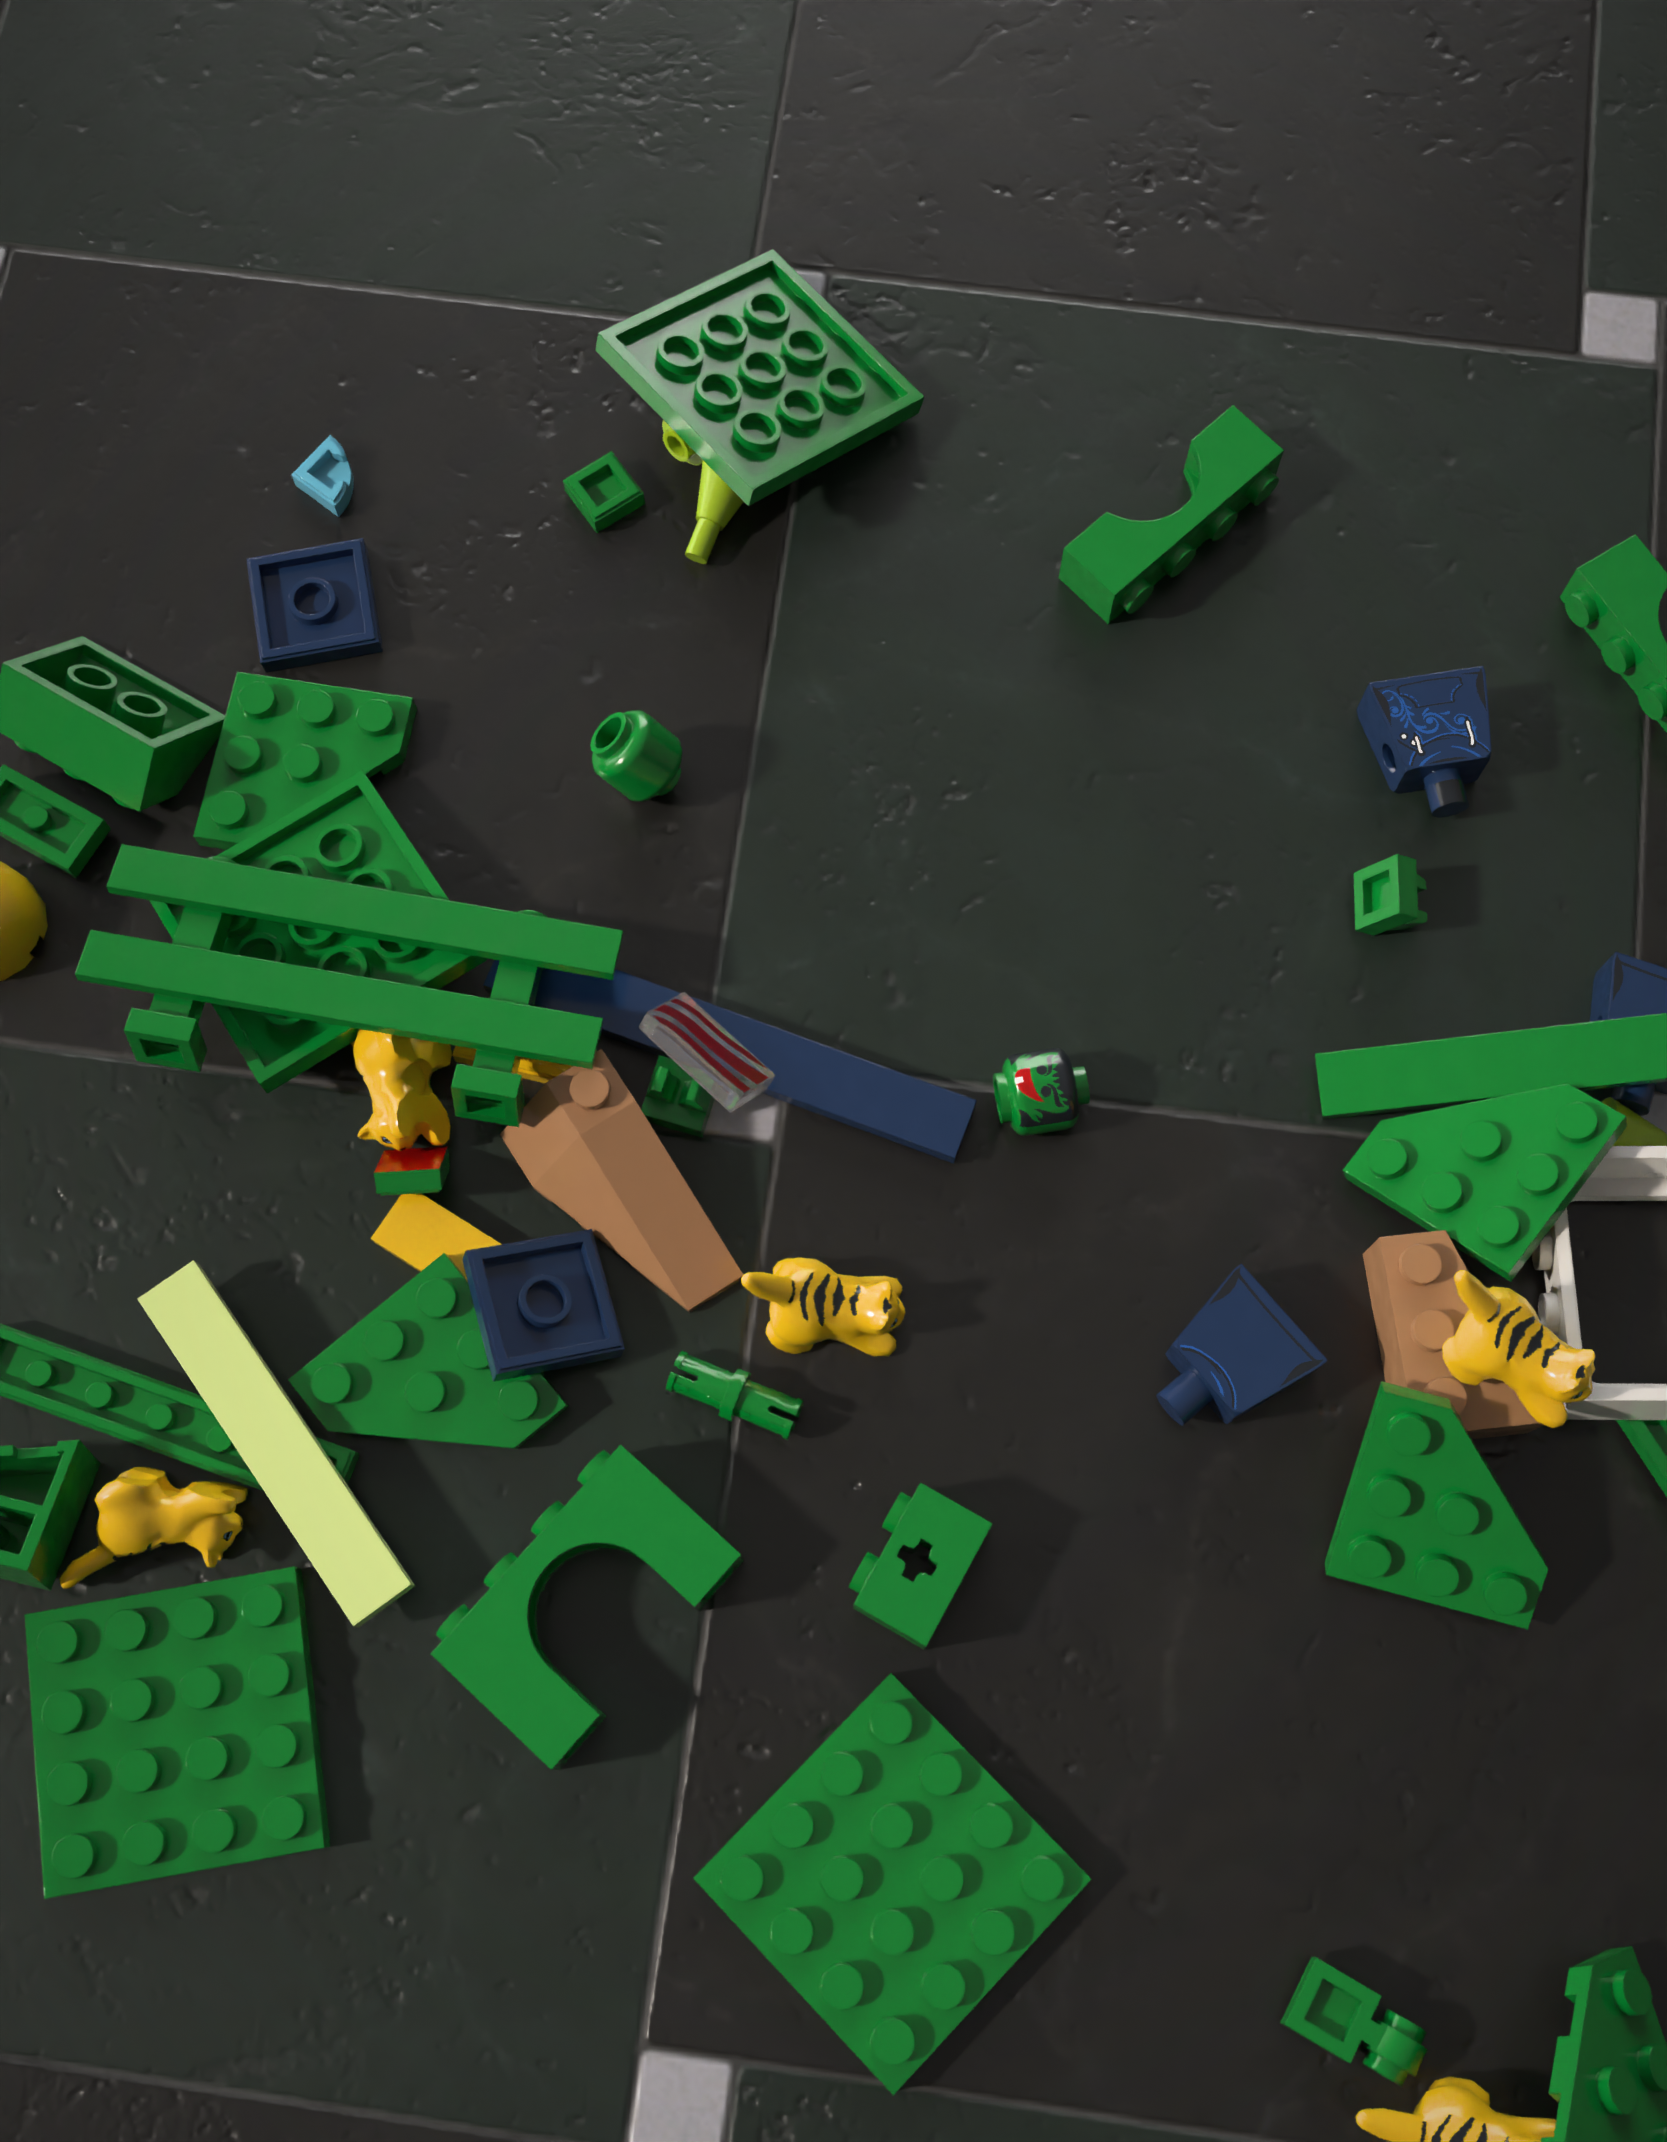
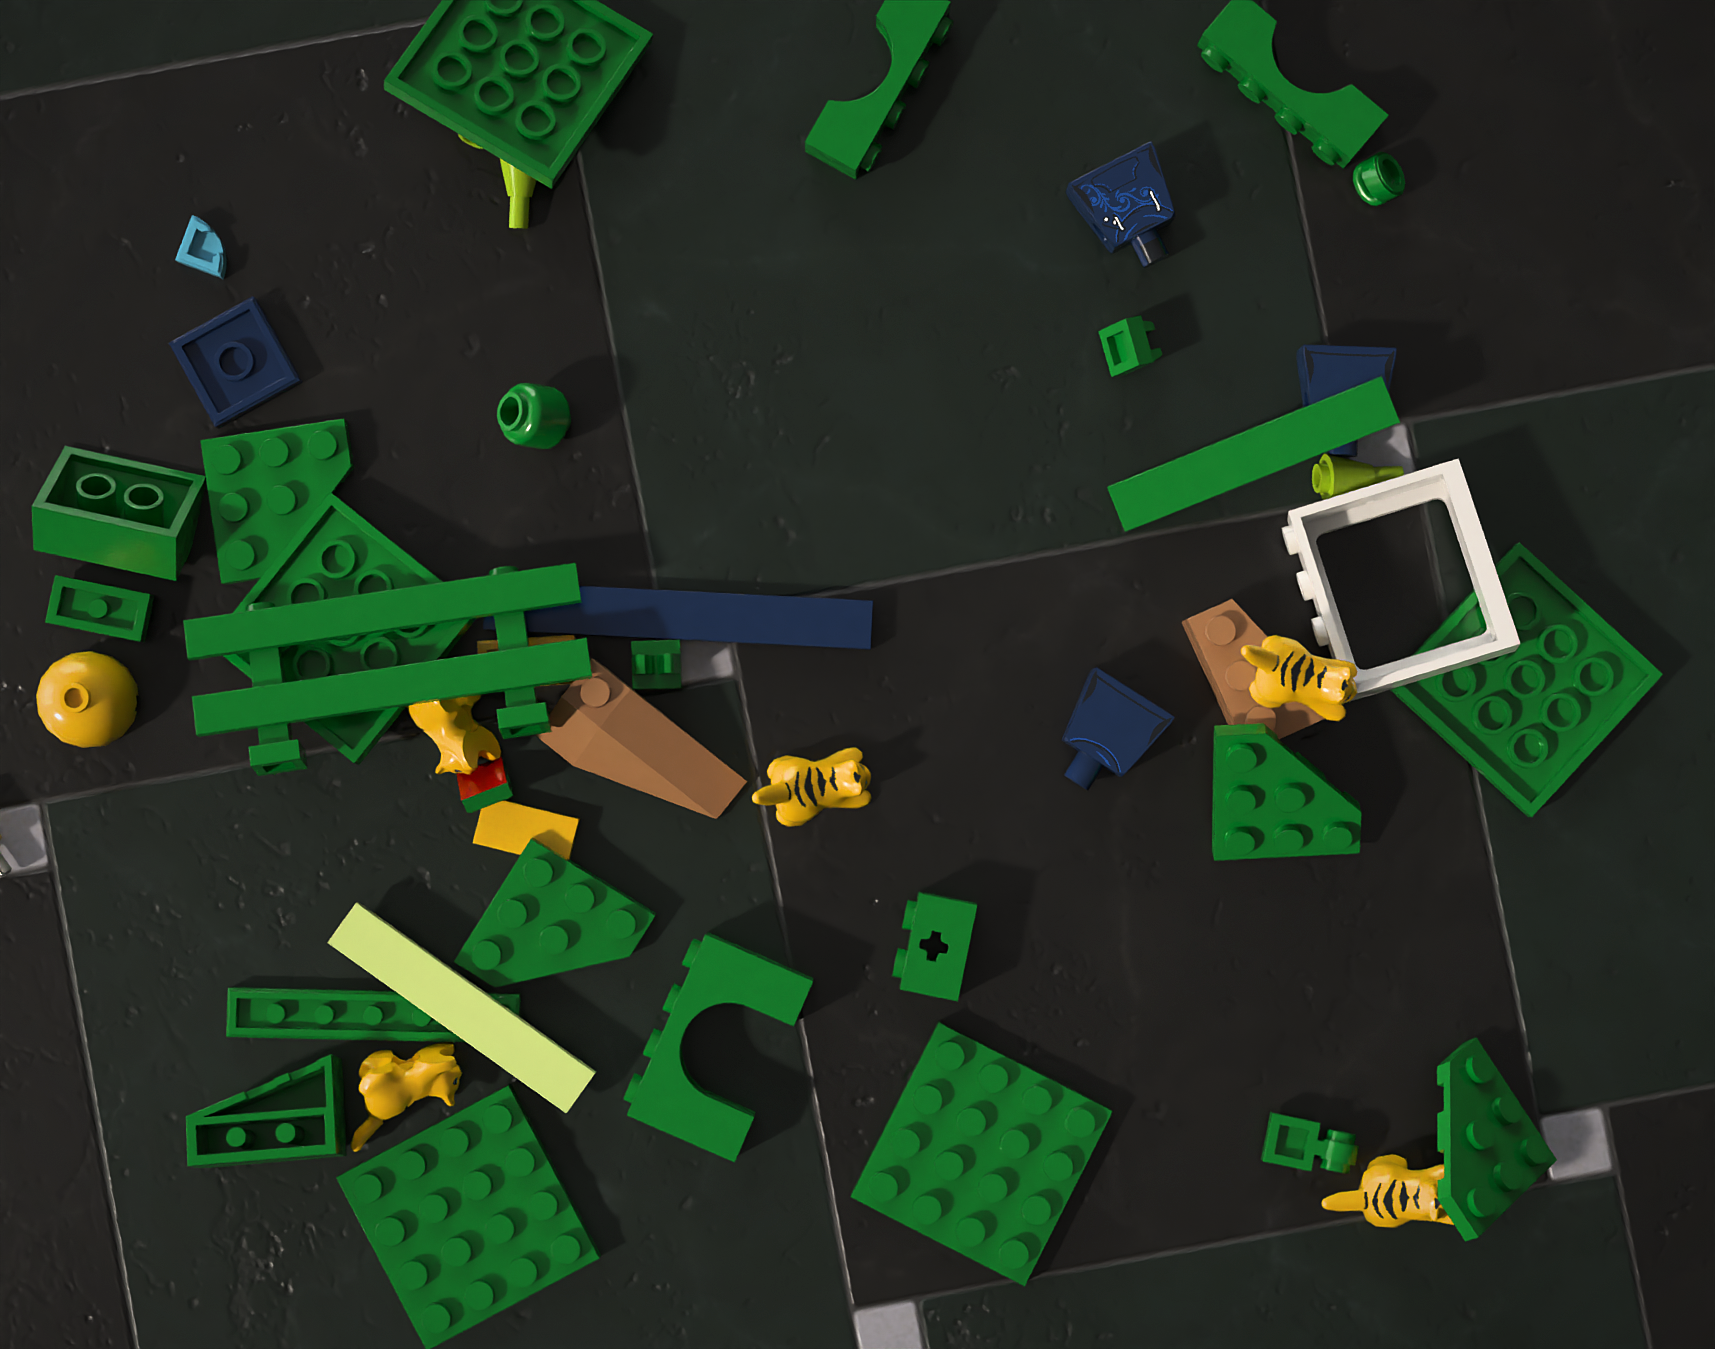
camera: 20 degrees left, 15 degrees up
(542, 1304) = (614, 851): dark blue tile -> none
(604, 492) = (426, 193): green tile -> none
(706, 1051) = (667, 632): clear tile -> none
(734, 1394) = (769, 869): green pin -> none
(1040, 1091) = (917, 580): head -> none
(1489, 1168) = (1252, 540): green plate -> none

